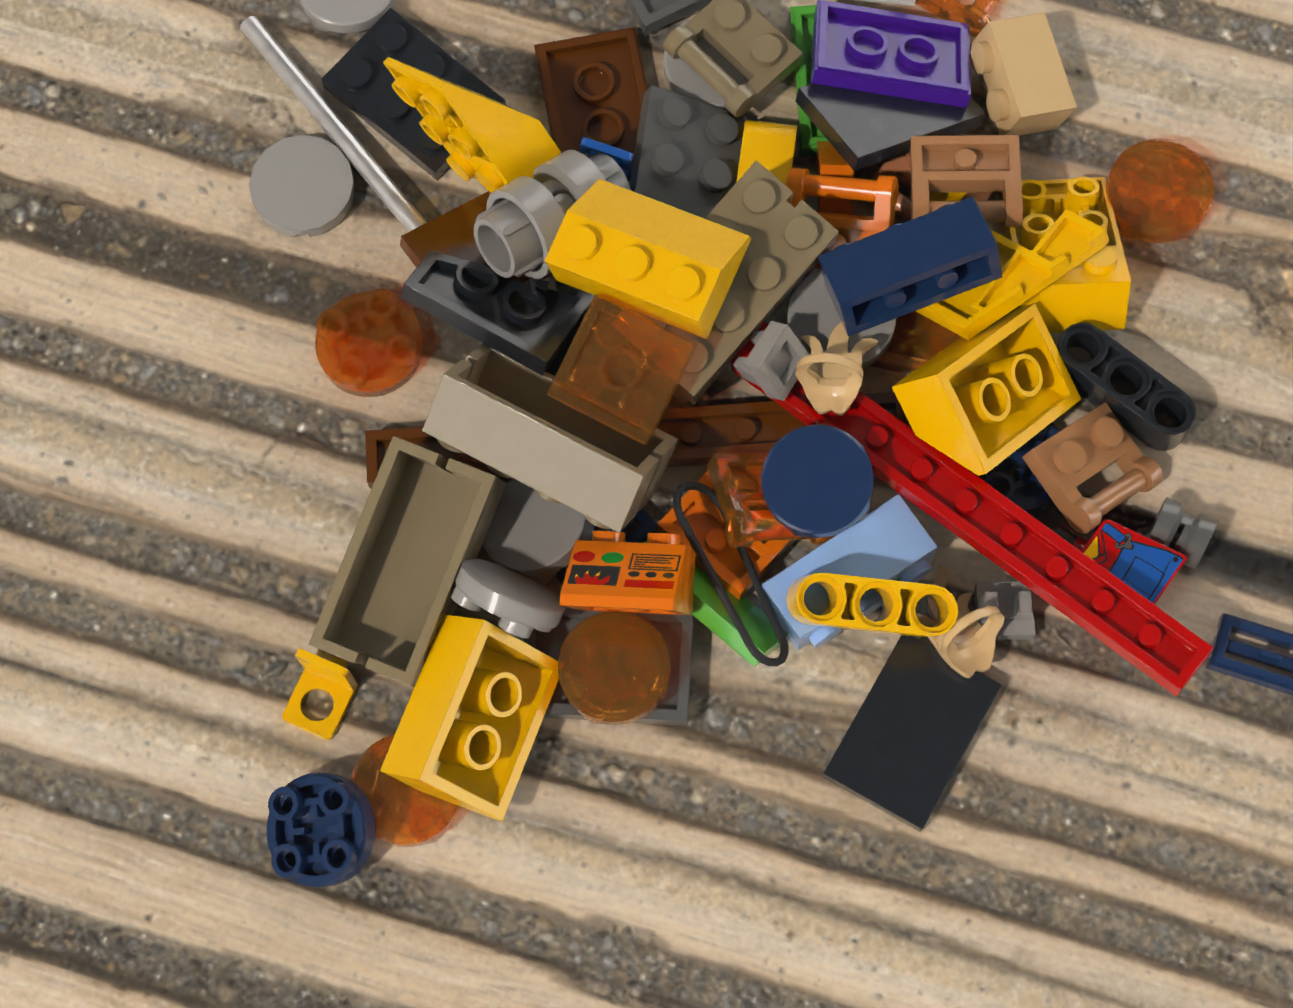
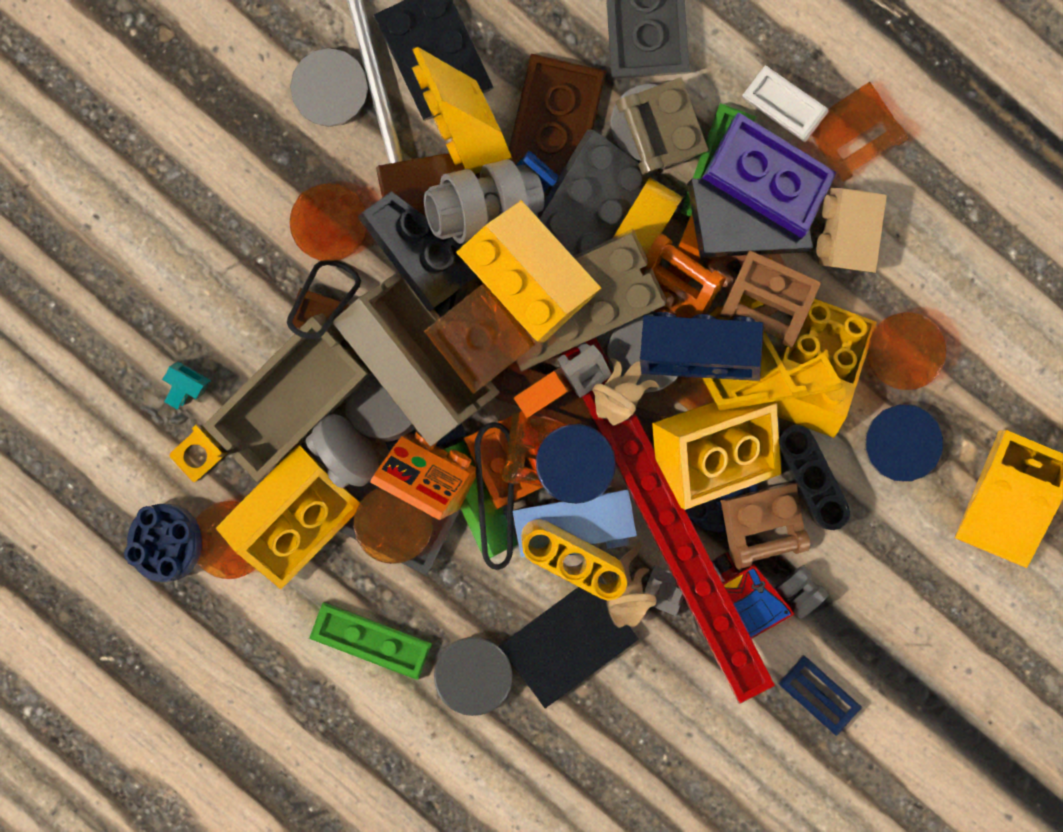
camera: 20 degrees right, 15 degrees up
(264, 616) = (184, 383): none -> teal tile
(378, 448) = (337, 311): none -> black piece
(651, 843) = (370, 640): none -> bright green tile
(734, 414) = (543, 392): none -> orange piece
(808, 828) = (473, 676): none -> dark grey tile
(1212, 302) = (903, 443): none -> dark blue tile

